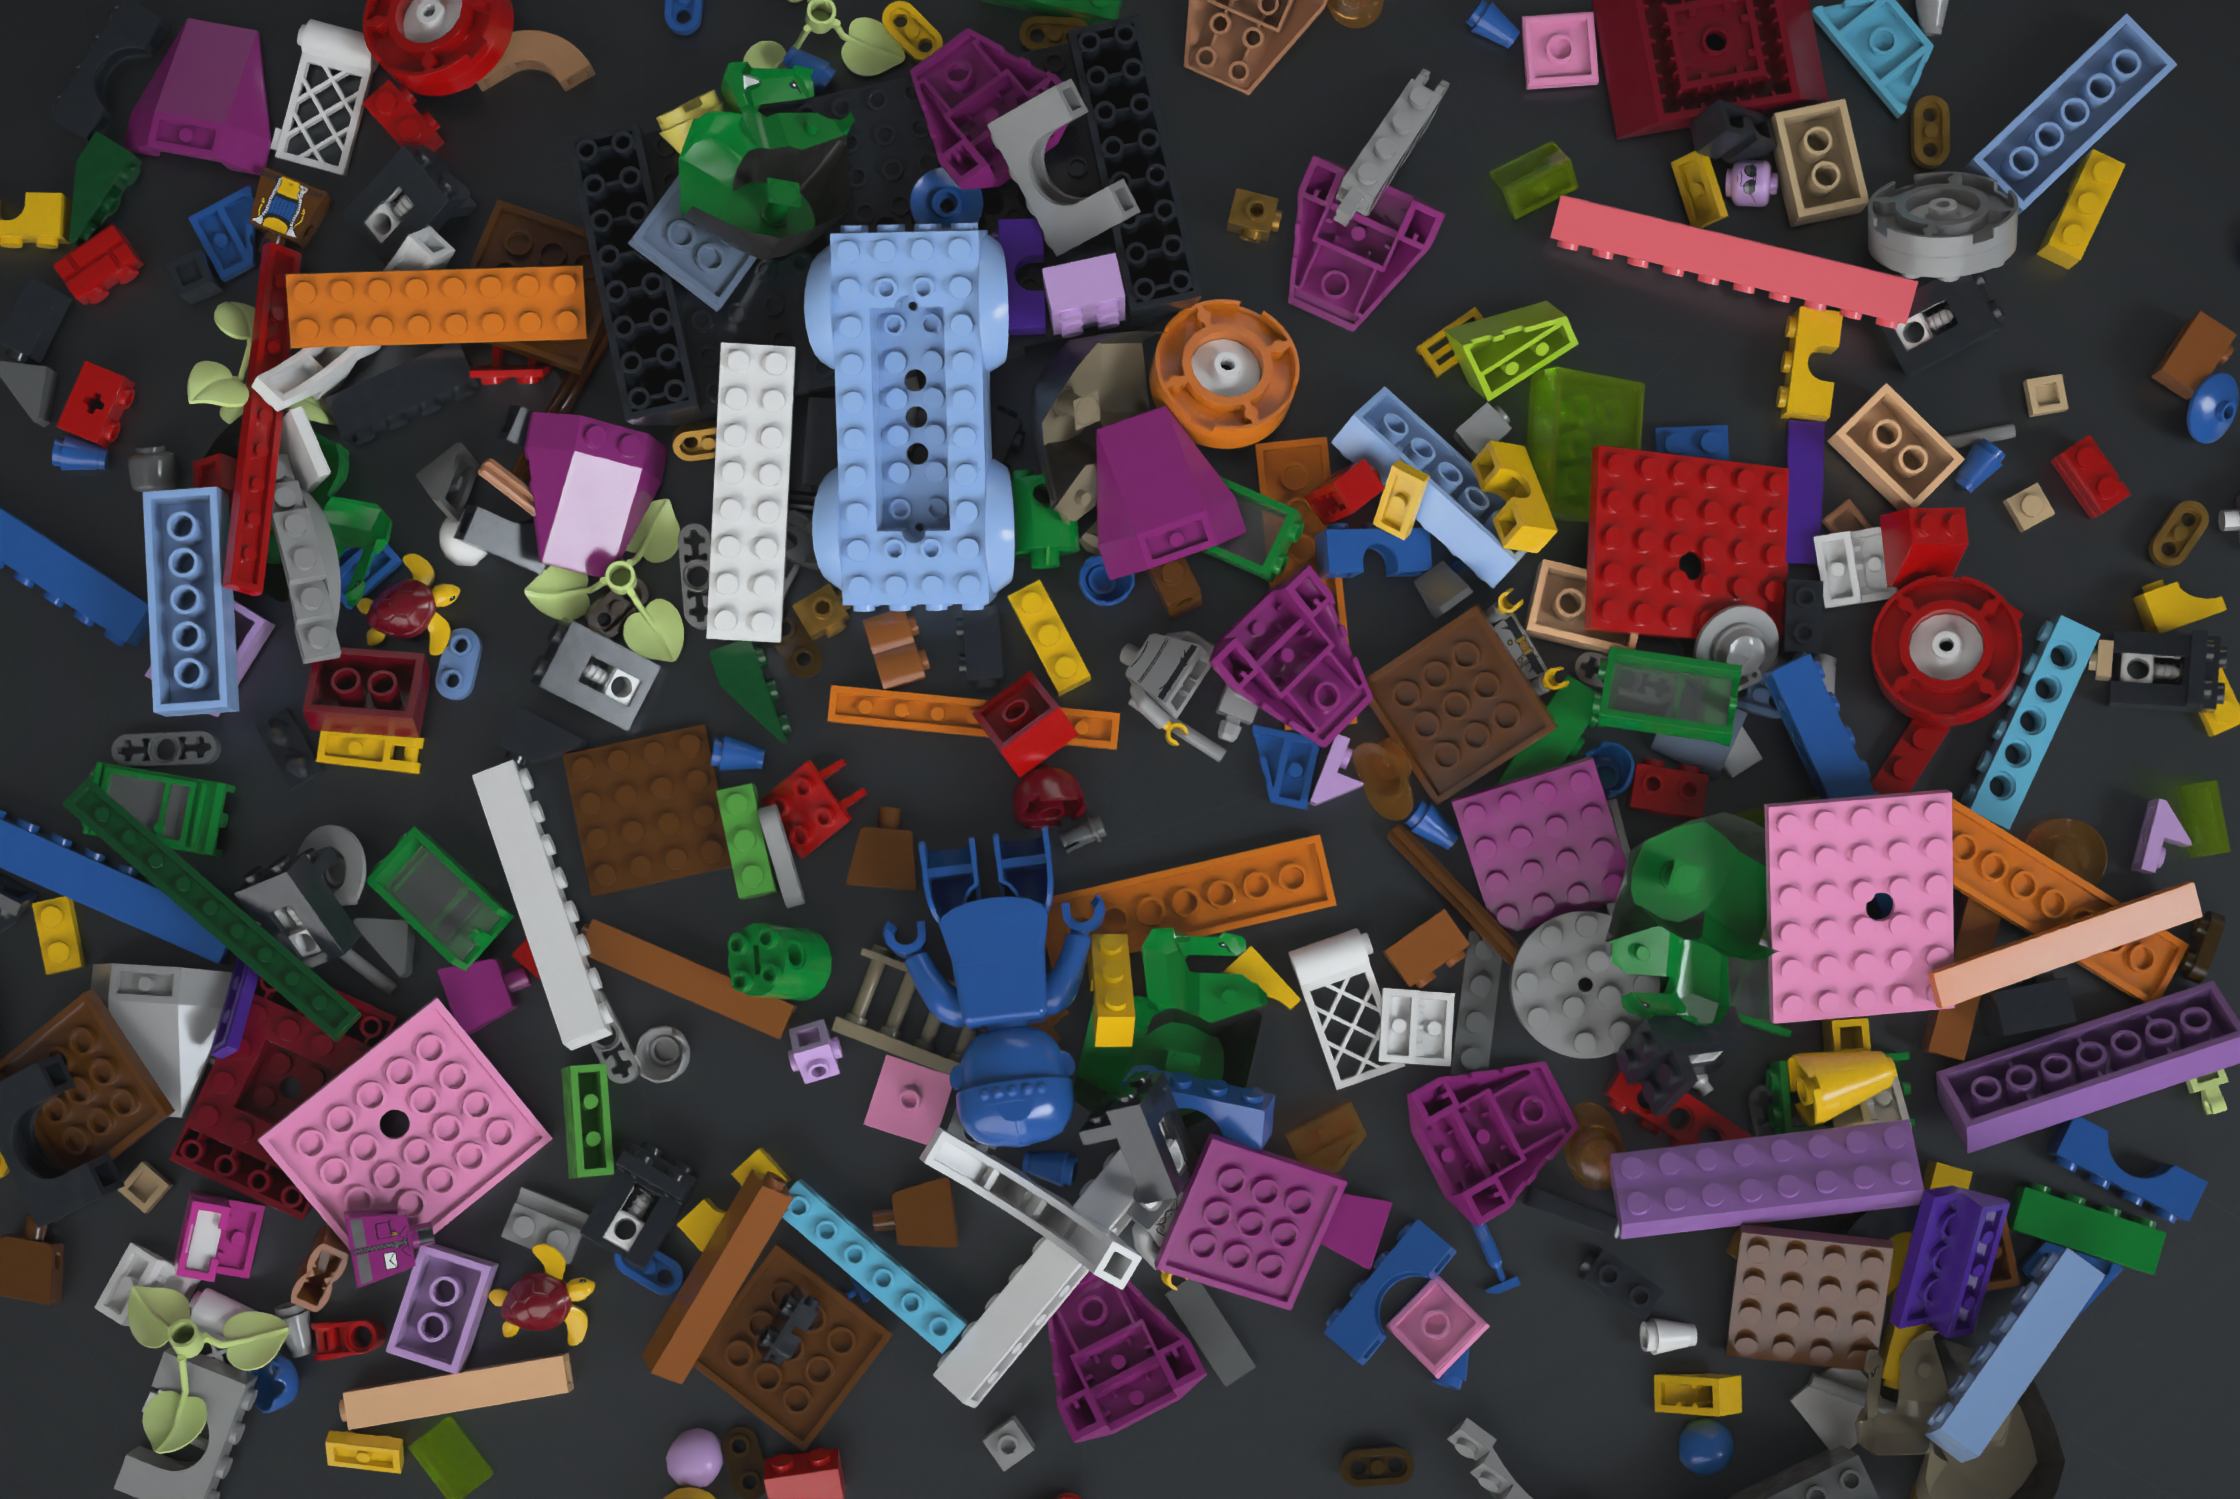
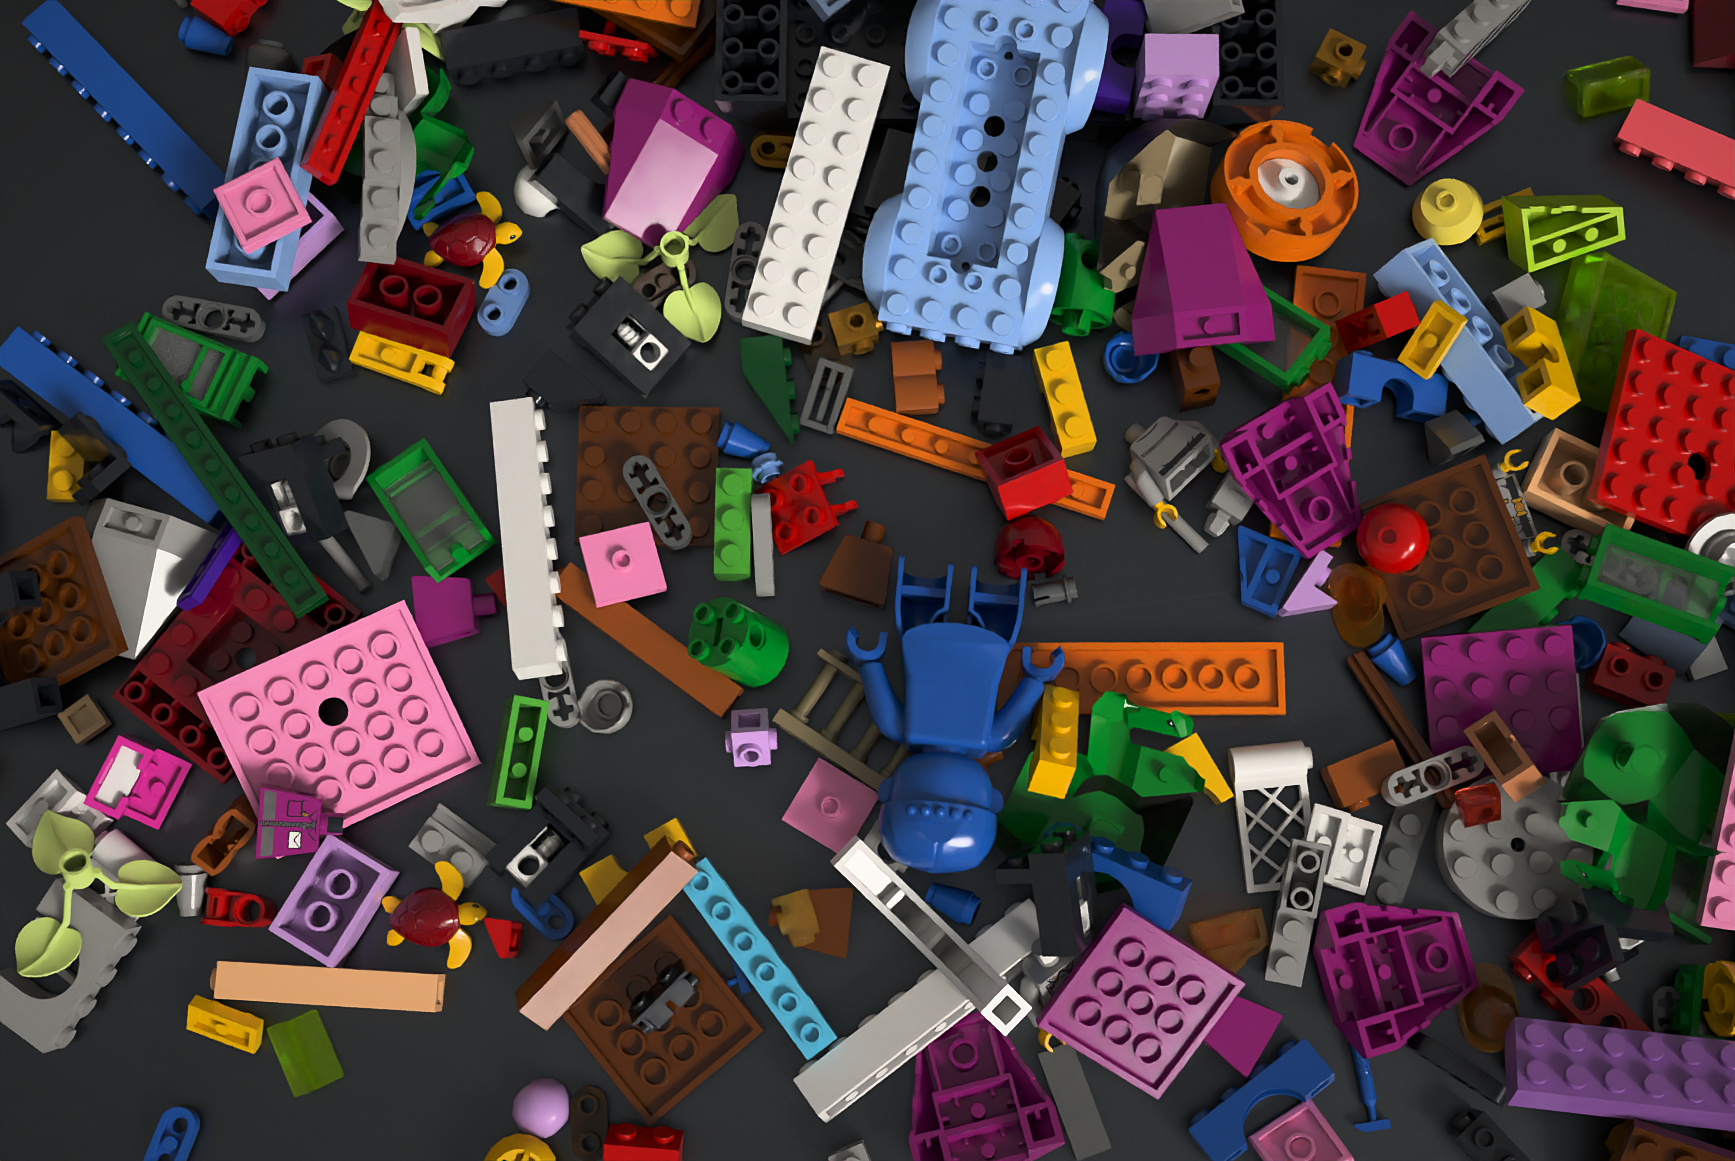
camera: 15 degrees right, 5 degrees down
(99, 922) = (105, 458): none -> black bracket
(195, 636) = (262, 205): none -> bright pink plate
(276, 1384) = (157, 937): blue hair -> none
(619, 1302) = (505, 936): none -> red slope
(645, 909) = (622, 564): none -> bright pink plate
(653, 812) = (652, 476): none -> dark grey beam
(766, 775) = (766, 467): none -> medium blue plate
(813, 658) = (836, 367): none -> dark grey tile
(900, 1219) = (797, 917): none -> clear yellow brick
(1385, 1099) = (1296, 911): none -> light grey slope
(1396, 353) = (1448, 211): none -> light yellow cone
(1405, 706) = (1392, 538): none -> red cylinder
(1462, 943) = (1442, 764): none -> light grey beam
(1537, 956) = (1478, 804): none -> clear red brick
(1551, 904) = (1505, 756): none -> nougat piece

